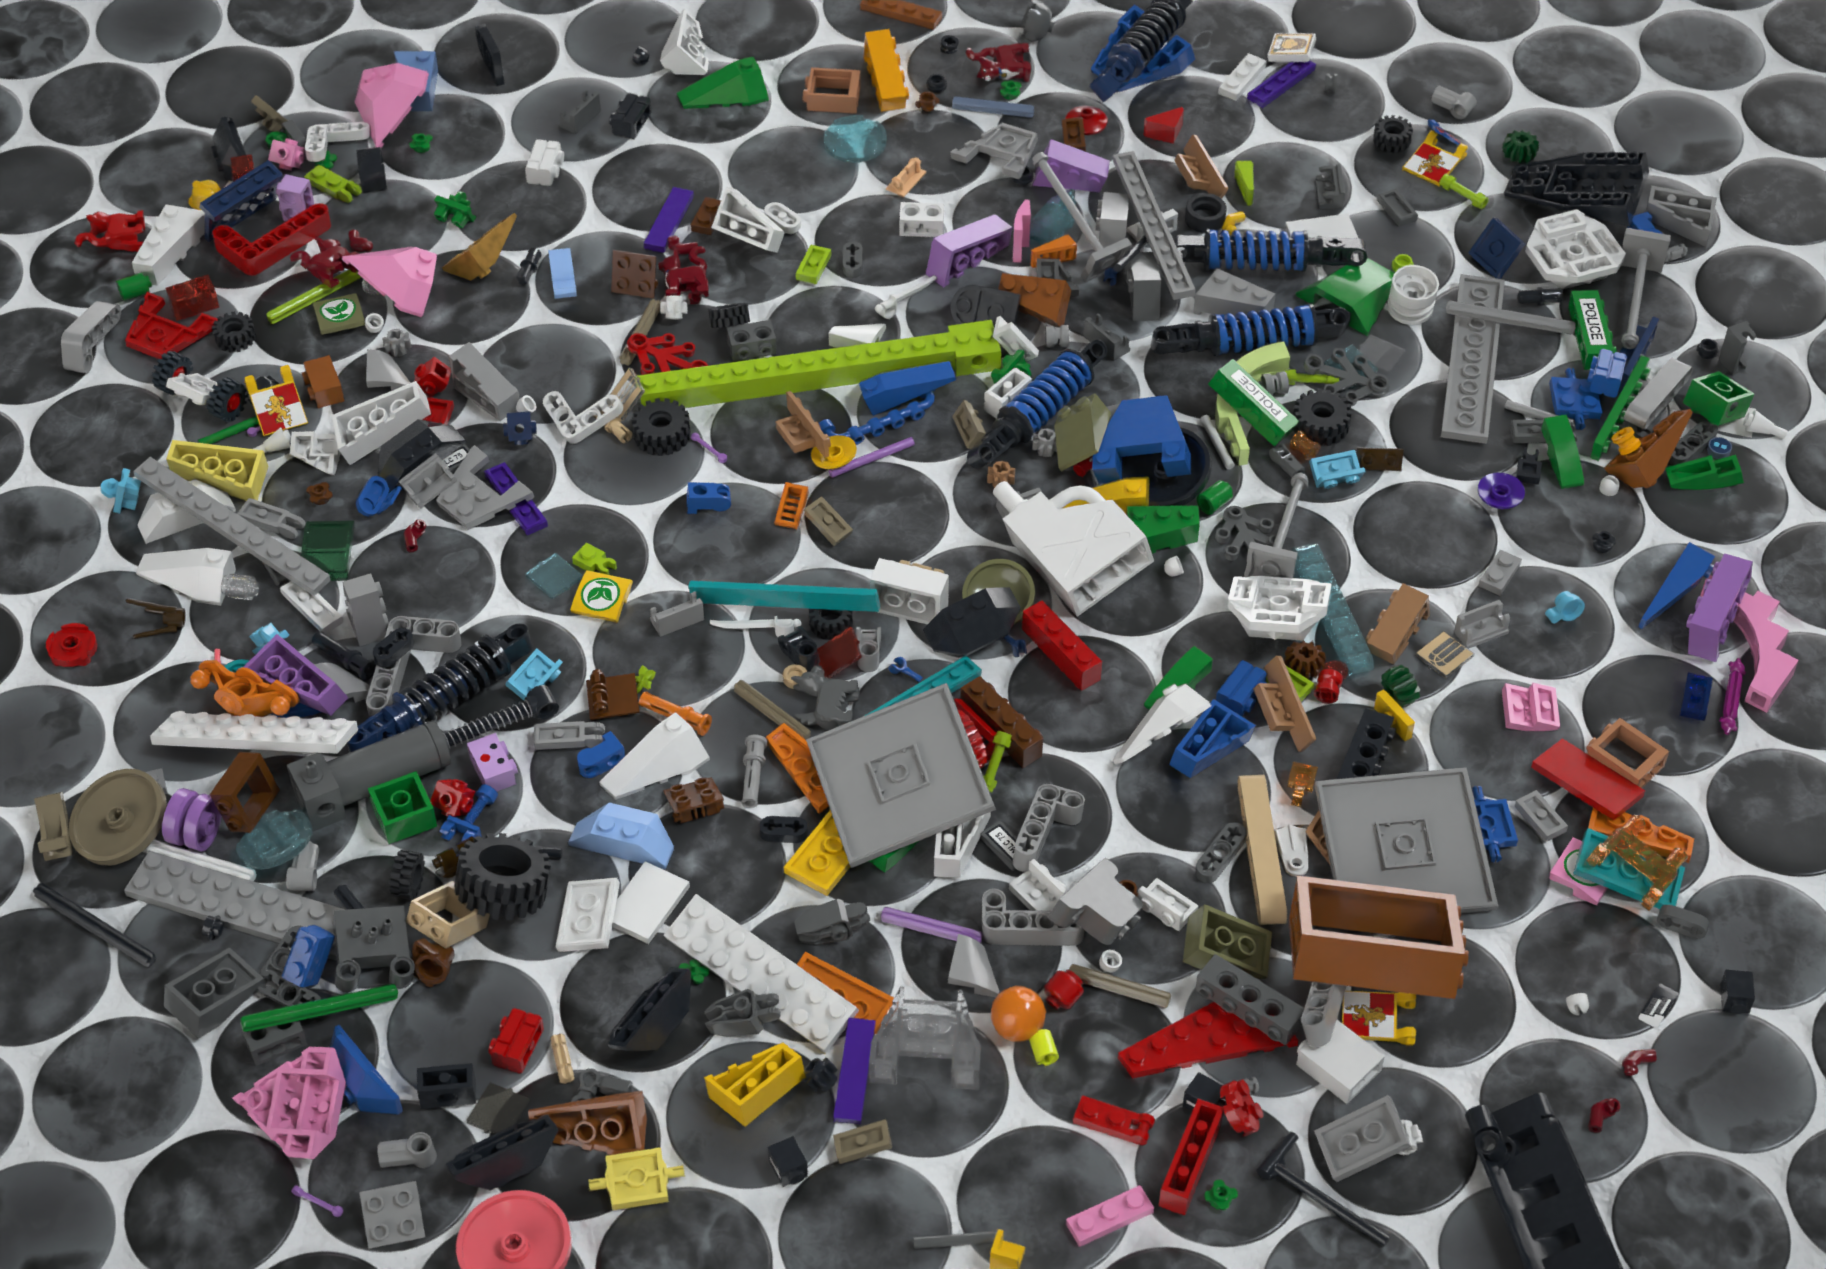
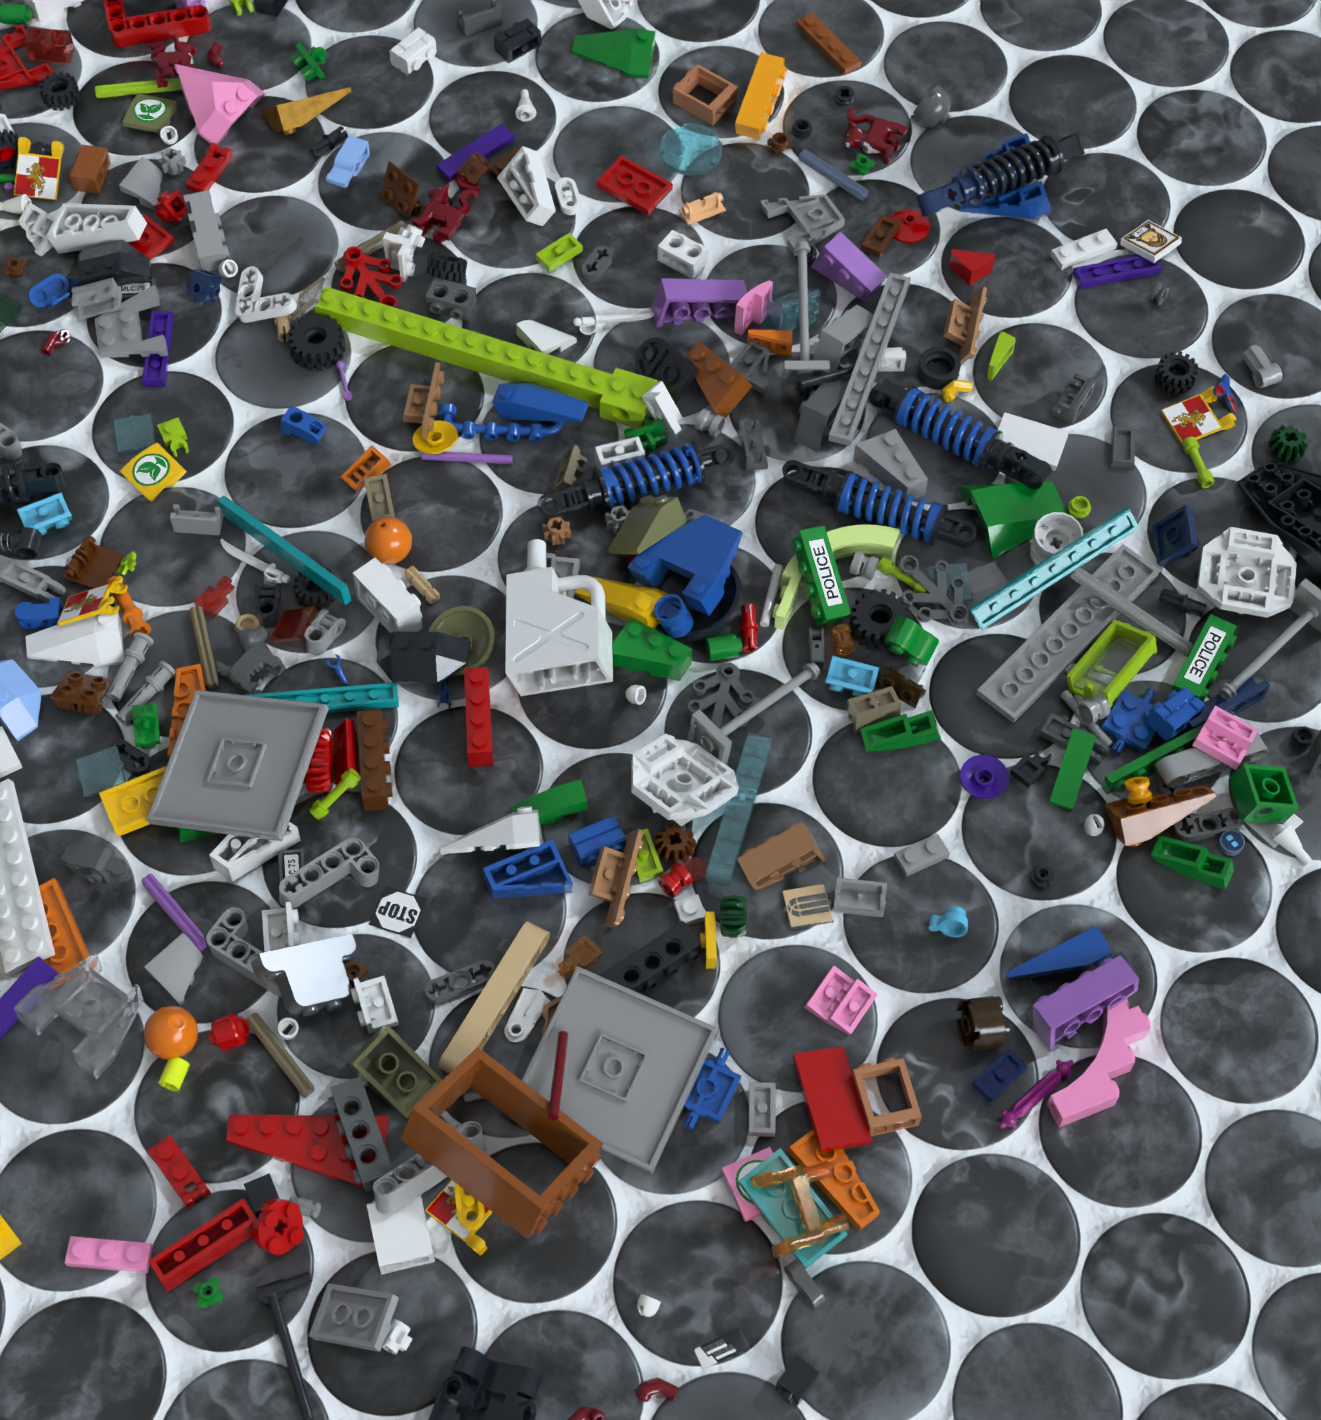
camera: 30 degrees right, 10 degrees up
(434, 335) = (209, 168): none -> red plate
(646, 720) = (92, 602): none -> flag
(679, 321) = (400, 254): none -> white bracket
(685, 166) = (525, 109): none -> white cone
(686, 227) = (475, 167): none -> reddish brown brick
(717, 749) = (133, 657): none -> light grey pin
(747, 668) = (213, 599): none -> clear red plate
(768, 851) = (100, 771): none -> clear light blue piece
(780, 793) = (146, 726): none -> green hips
(832, 185) = (634, 185): none -> red plate
(865, 545) = (388, 540): none -> orange piece
(1119, 829) = (398, 912): none -> sticker
(1163, 486) = (673, 615): none -> blue wheel
(1223, 473) = (749, 628): none -> red pin
(1355, 703) = (690, 910): none -> white plate
(1365, 417) = (912, 641): none -> green brick
(1375, 483) = (873, 708): none -> dark tan hinge
(1375, 866) = (558, 1075): none -> dark red bar
(1379, 1006) = (466, 1206): none -> yellow plate
(1409, 490) = (901, 732): none -> green slope
(1431, 311) = (1054, 568): none -> tile
(1527, 362) = (1111, 662): none -> lime door
(1543, 401) = (1093, 709): none -> light grey wheel
(1655, 663) = (982, 1023): none -> dark brown brick
(1660, 370) = (1225, 737): none -> bright pink slope

